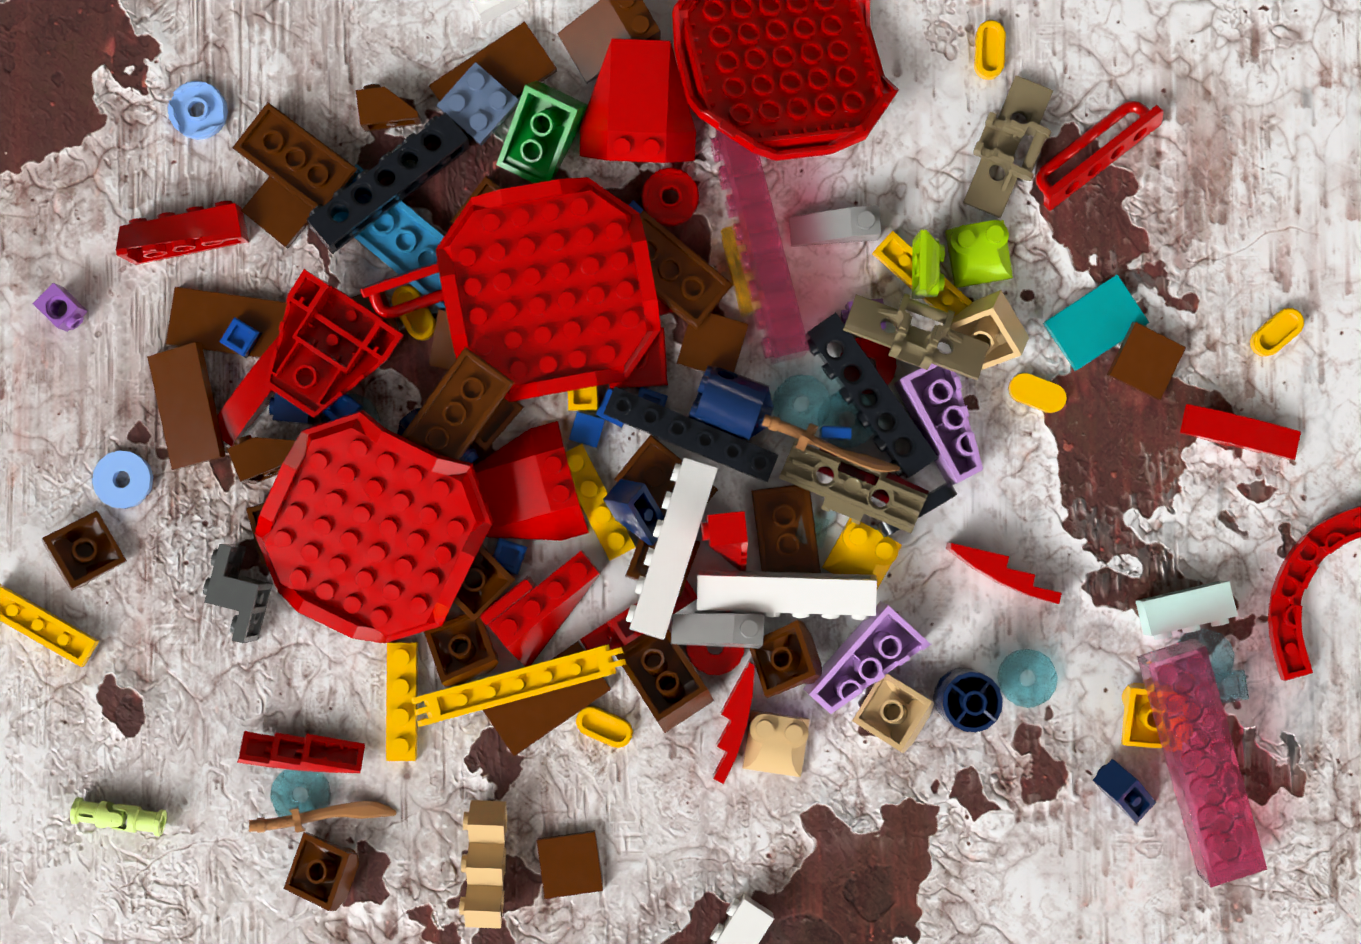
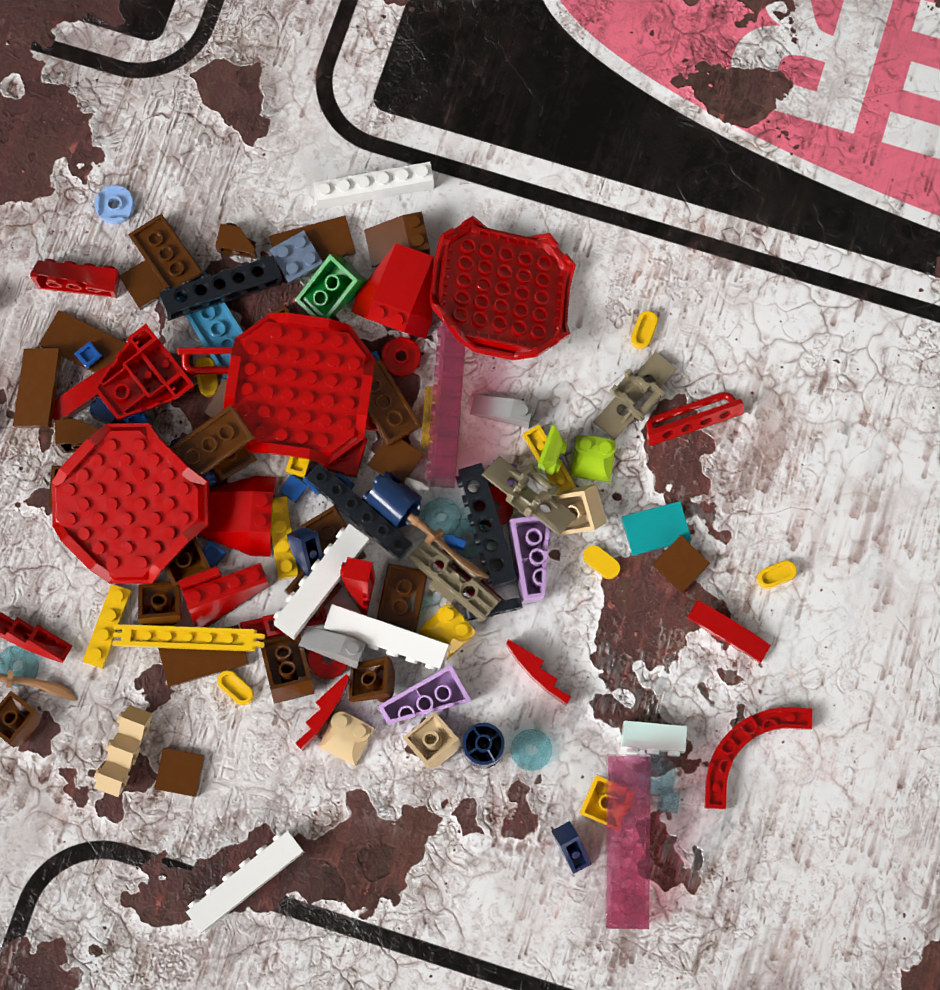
camera: 20 degrees right, 10 degrees down
(237, 592) = (24, 515): dark grey bracket -> none
(752, 369) = (416, 484): none -> white piece

